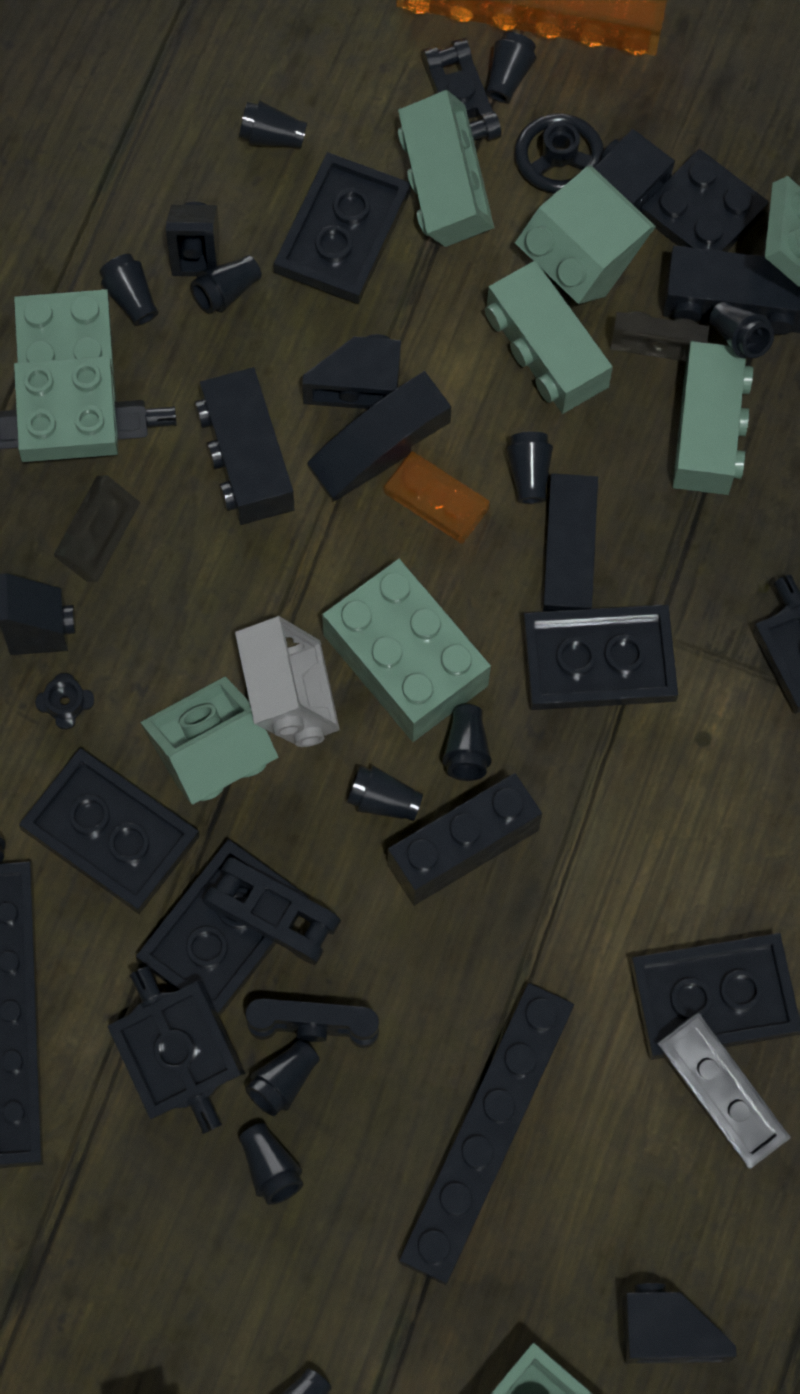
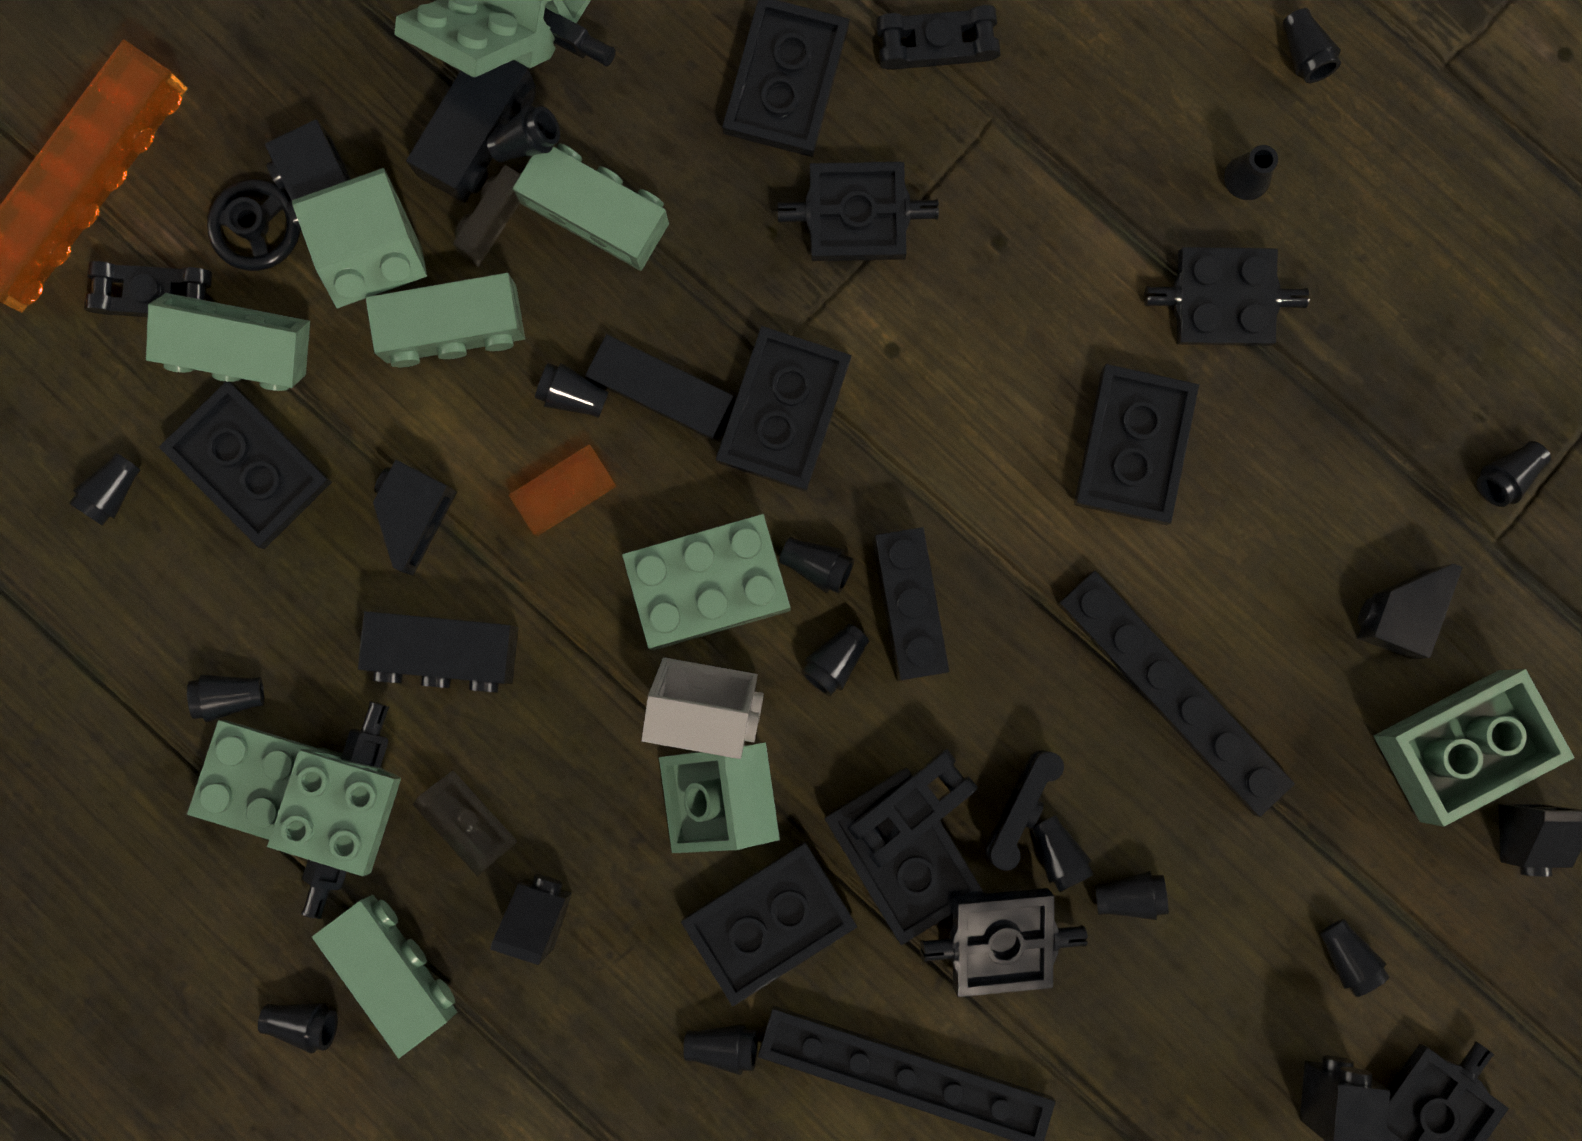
camera: 65 degrees left, 15 degrees up
(64, 687) = (610, 912): black plate -> none
(192, 238) = (196, 614): black slope -> none
(221, 285) = (257, 602): black cone -> none
(381, 436) = (482, 518): black slope -> none
(510, 64) = (138, 230): black cone -> none
(704, 206) = (370, 115): black plate -> none
(722, 1090) = (1223, 476): tile -> none

